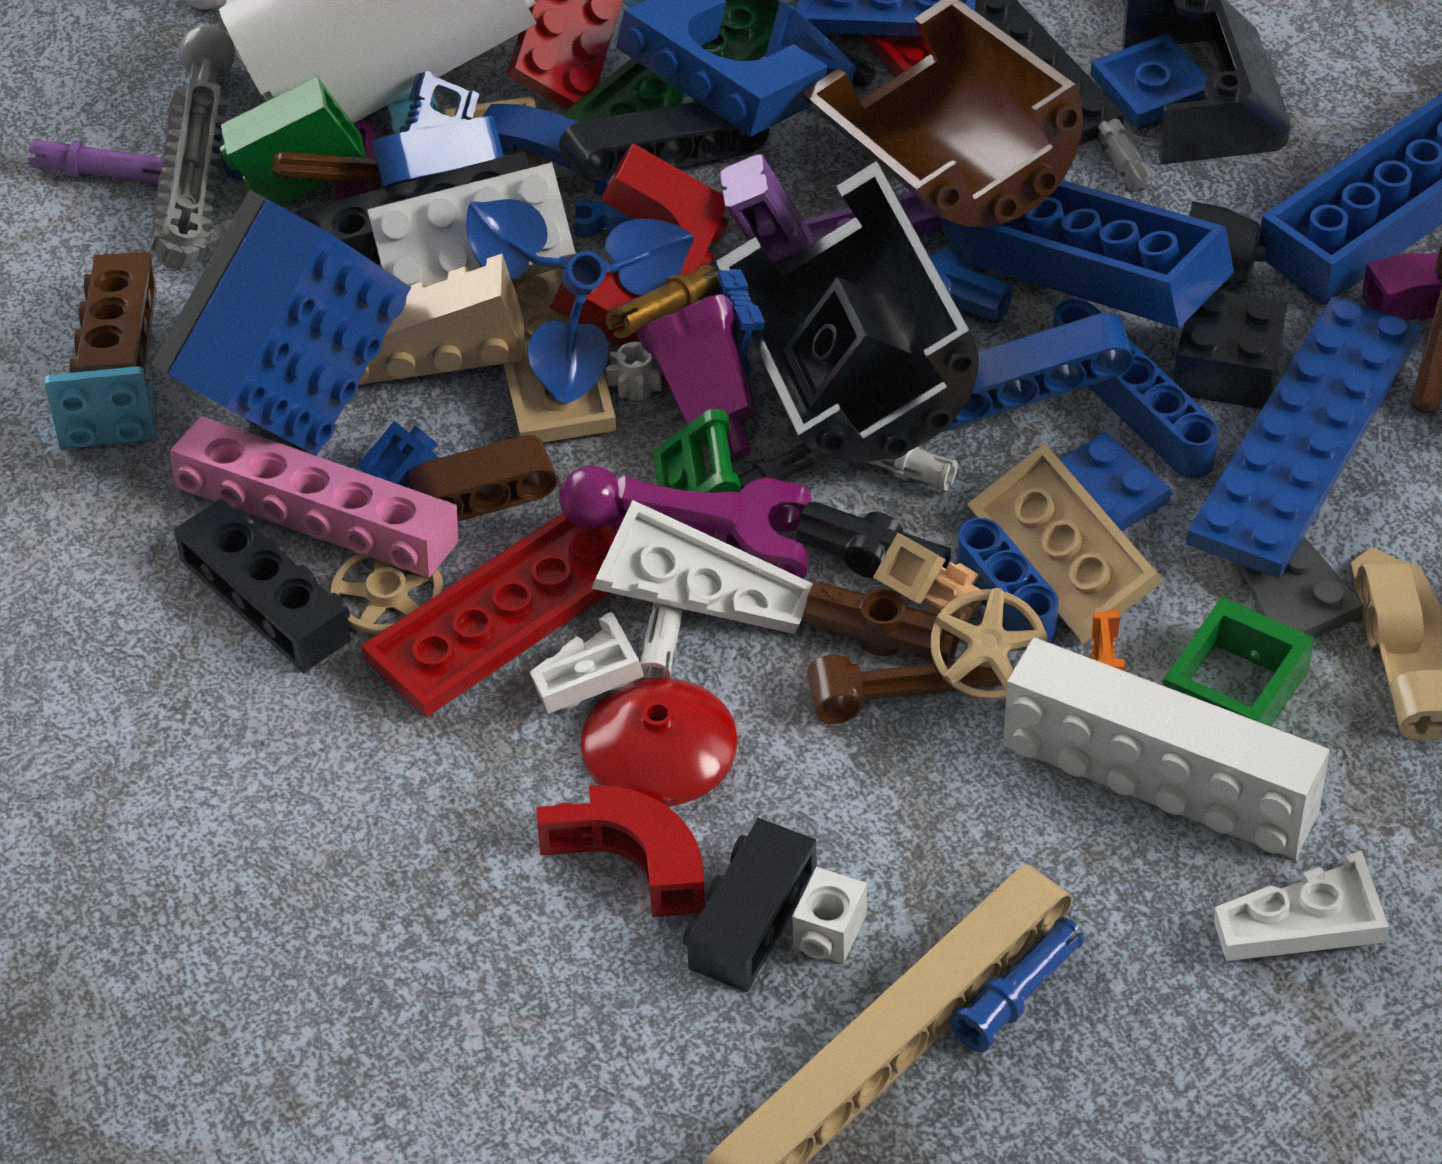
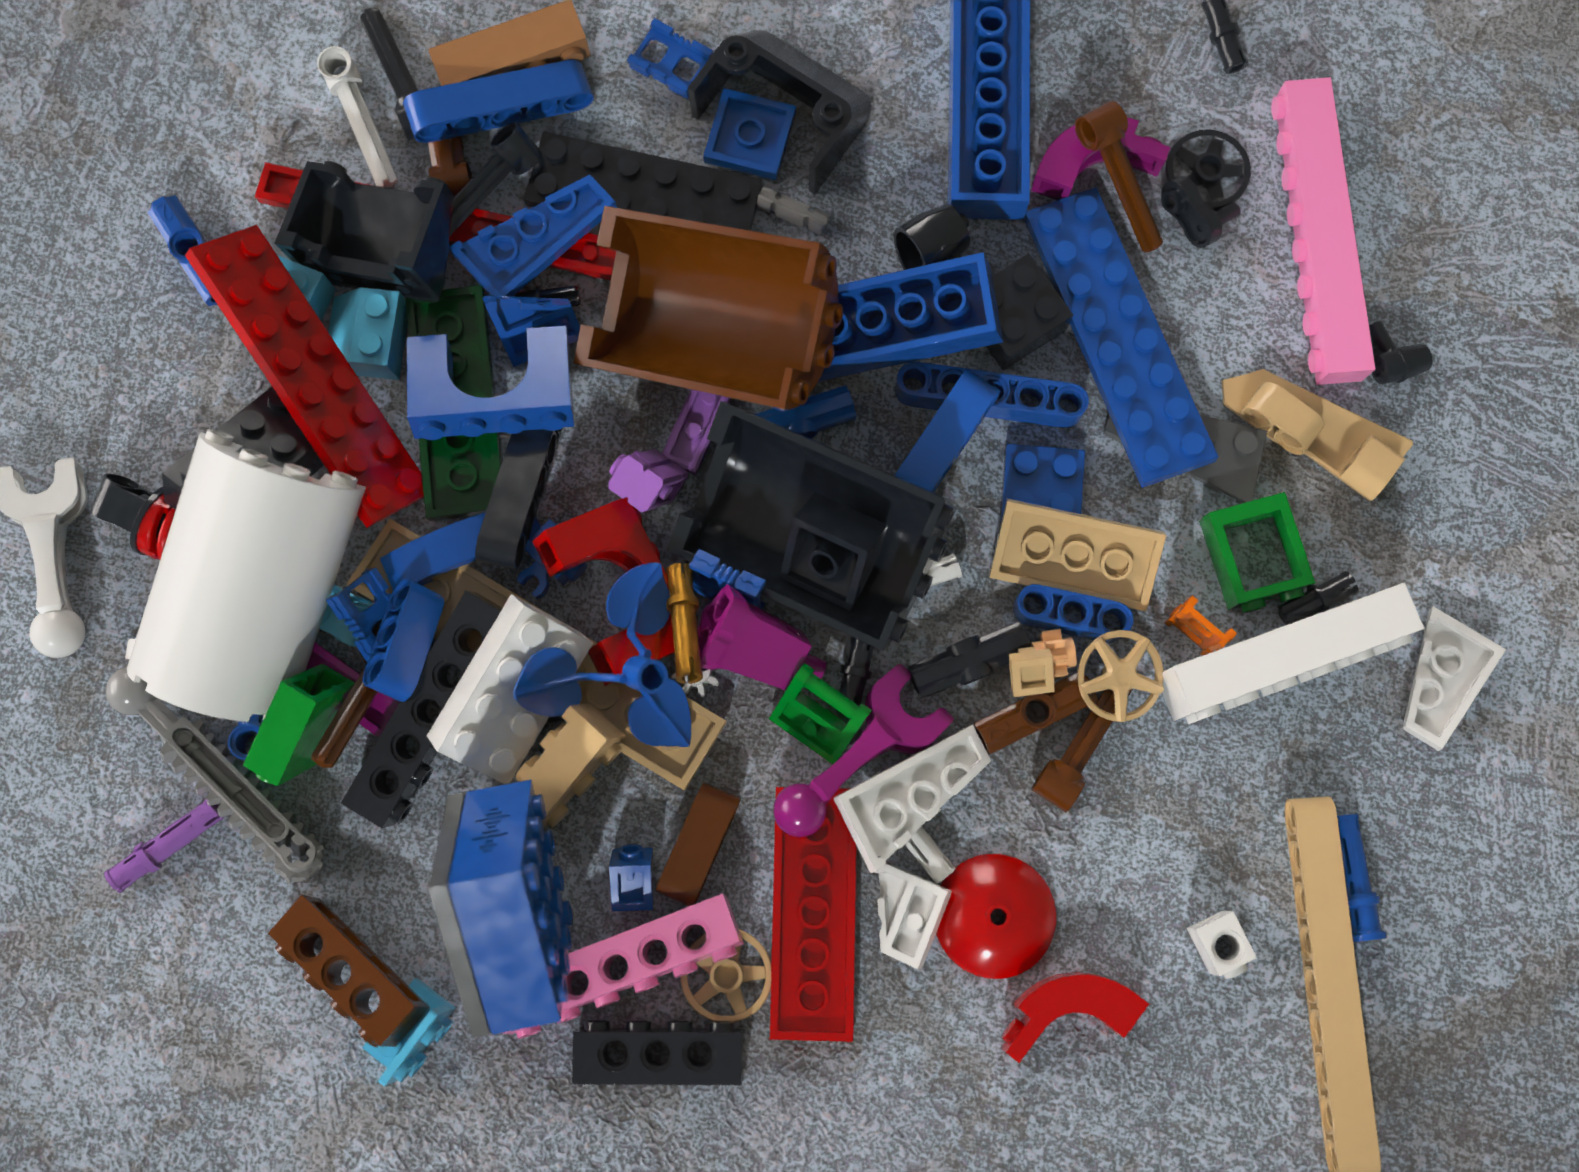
camera: 45 degrees left, 30 degrees up
(750, 904) = (1173, 981): black brick -> none

